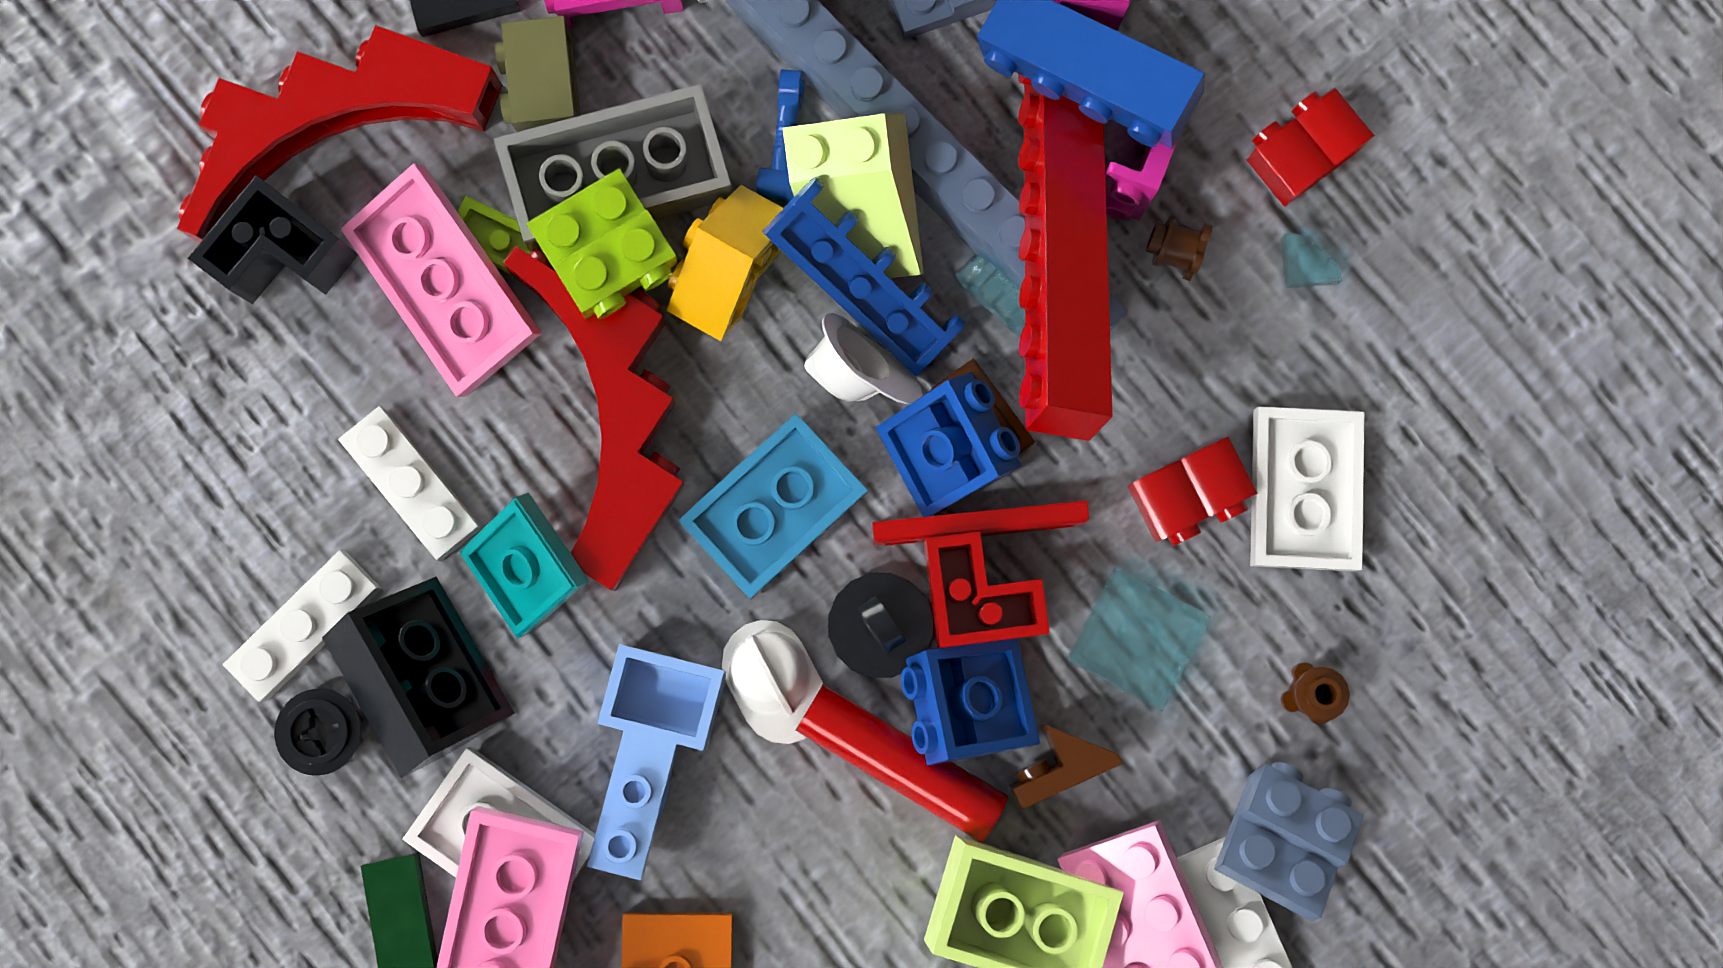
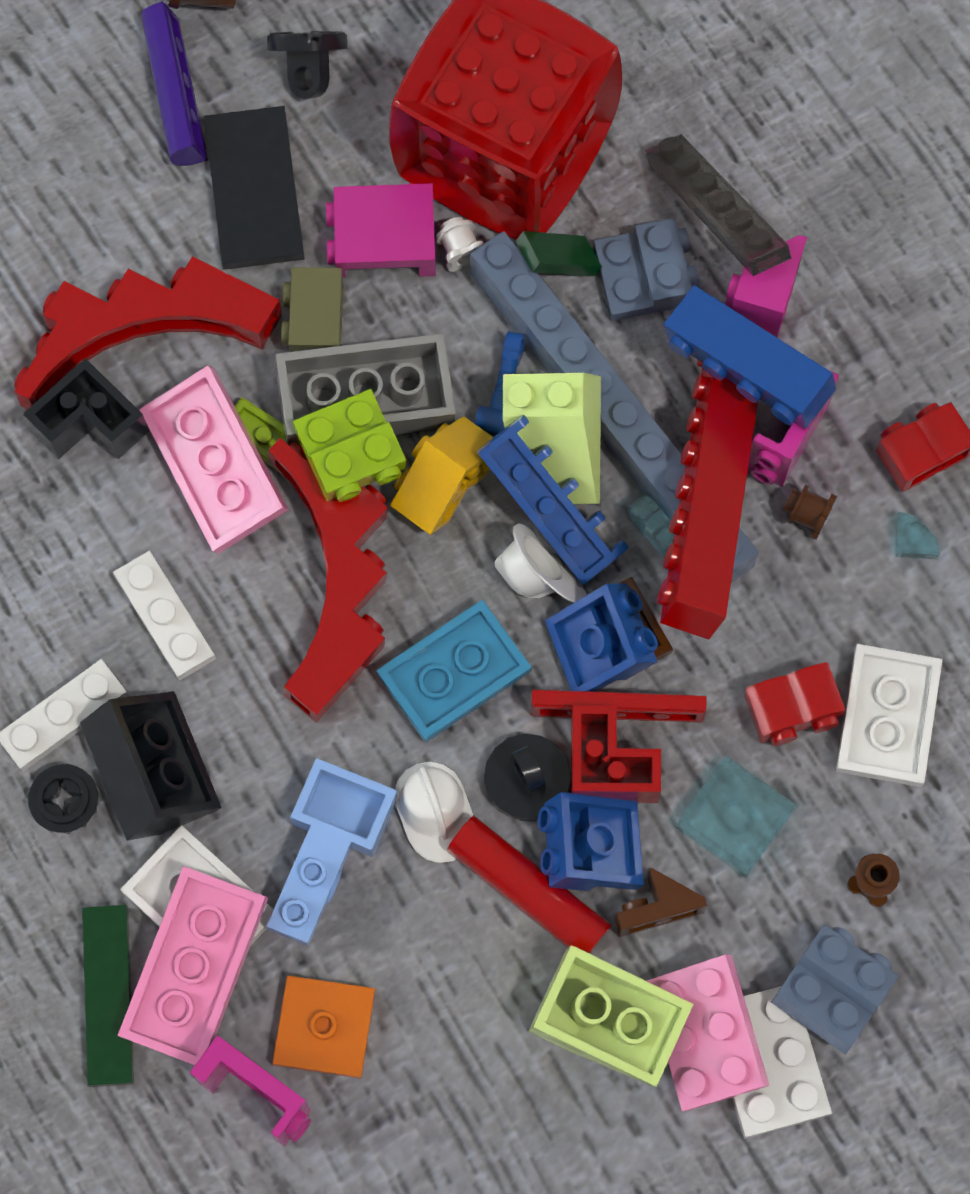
camera: 10 degrees right, 10 degrees down
(523, 565) = (248, 688): teal tile -> none

